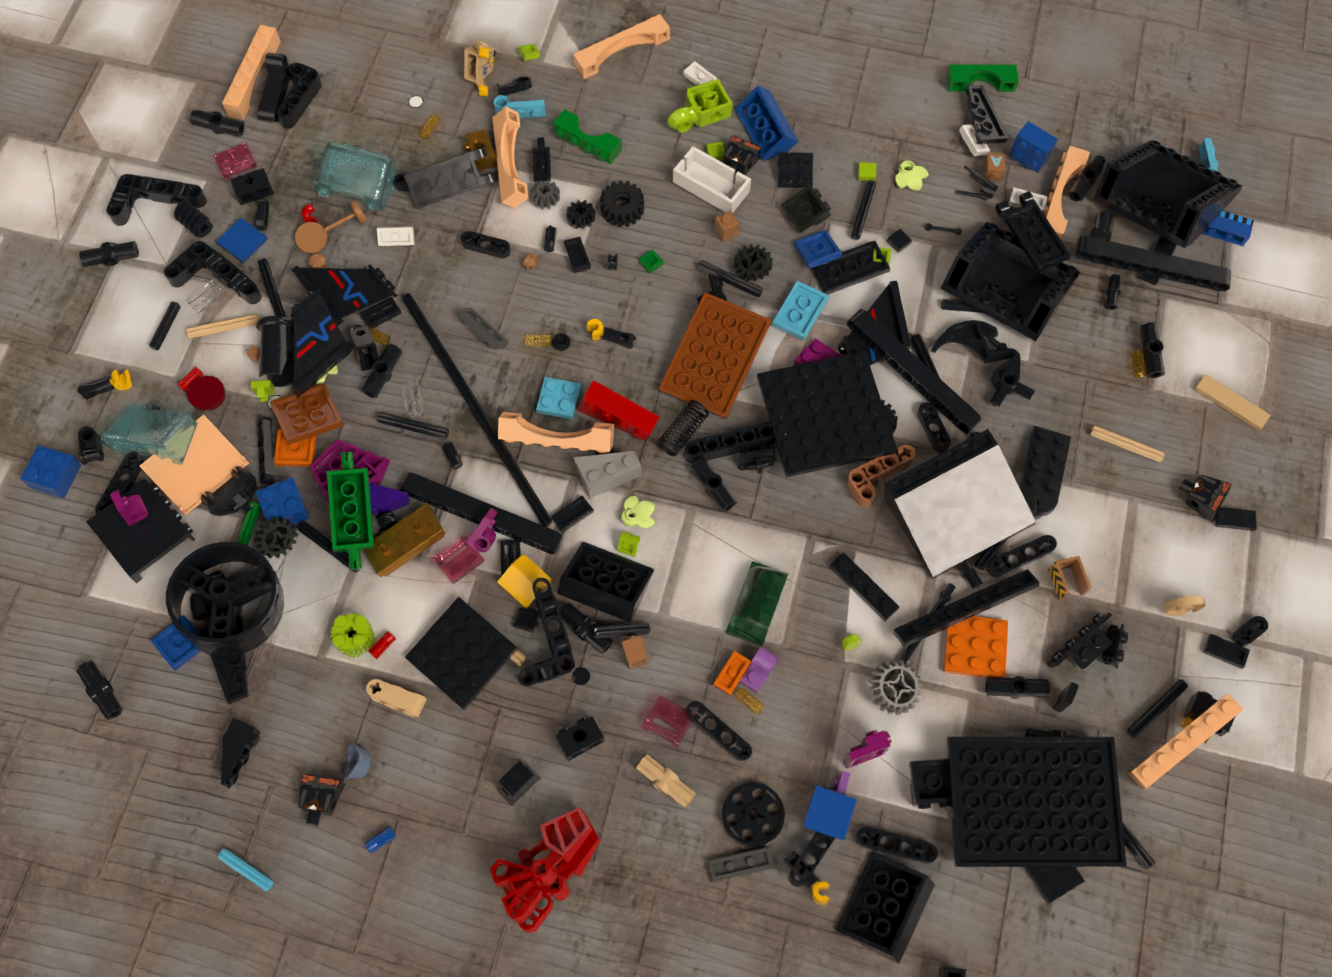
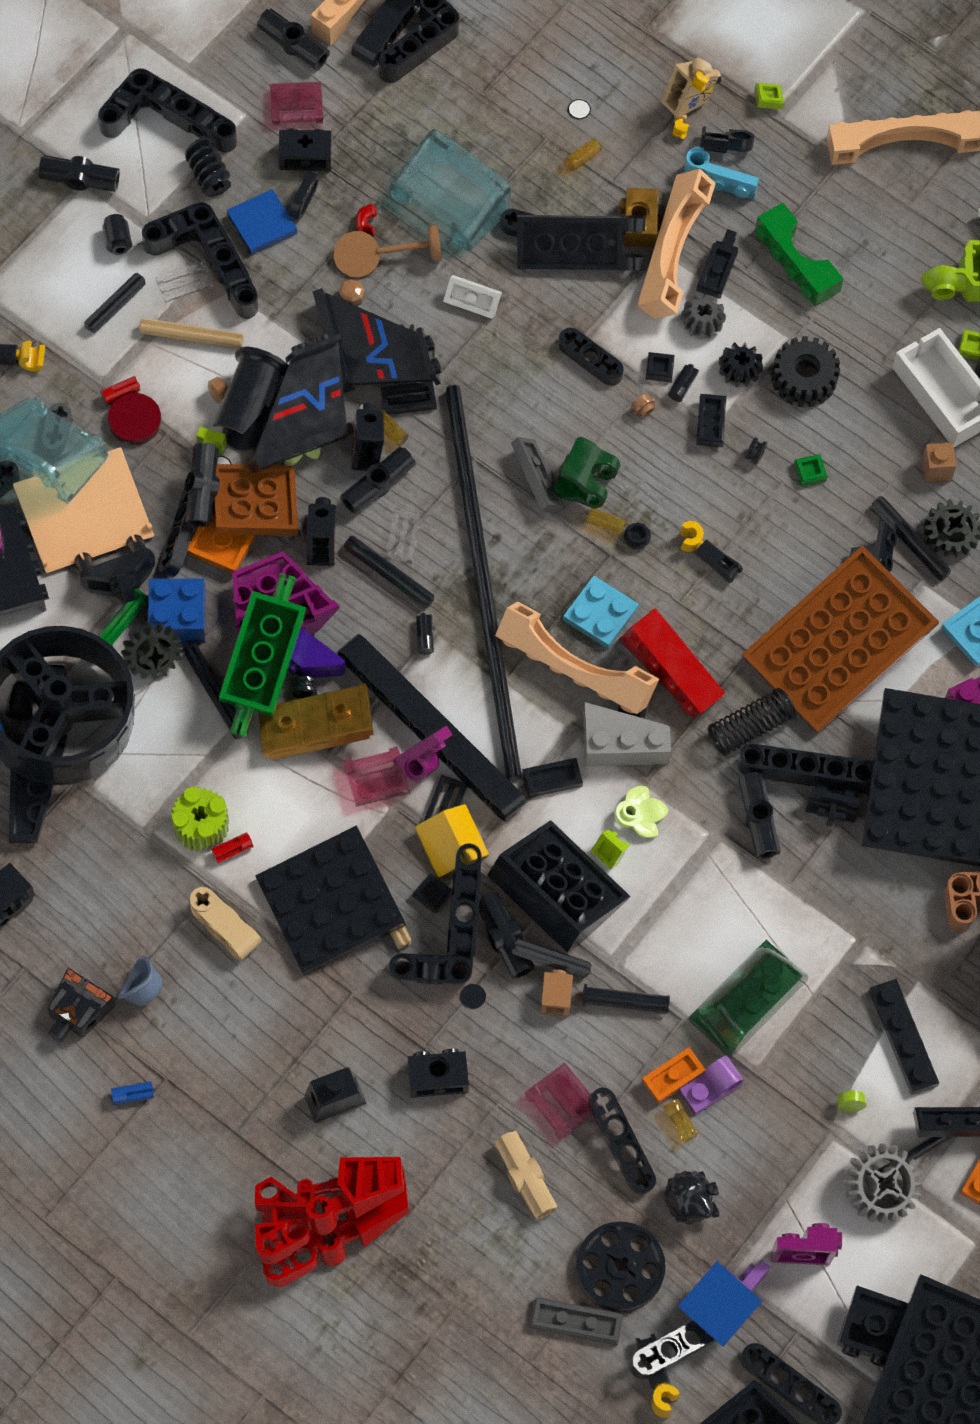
camera: 20 degrees right, 0 degrees up
(149, 282) = (117, 234): none -> black brick
(266, 417) = (201, 485): none -> black piece
(271, 287) = (275, 306): black axle -> none
(356, 411) = (321, 524): none -> black torso
(509, 315) = (578, 472): none -> dark green piece
(531, 235) = (660, 367): none -> black tile
(680, 637) = (625, 999): none -> black pin
(778, 749) = (690, 1197): none -> black animal

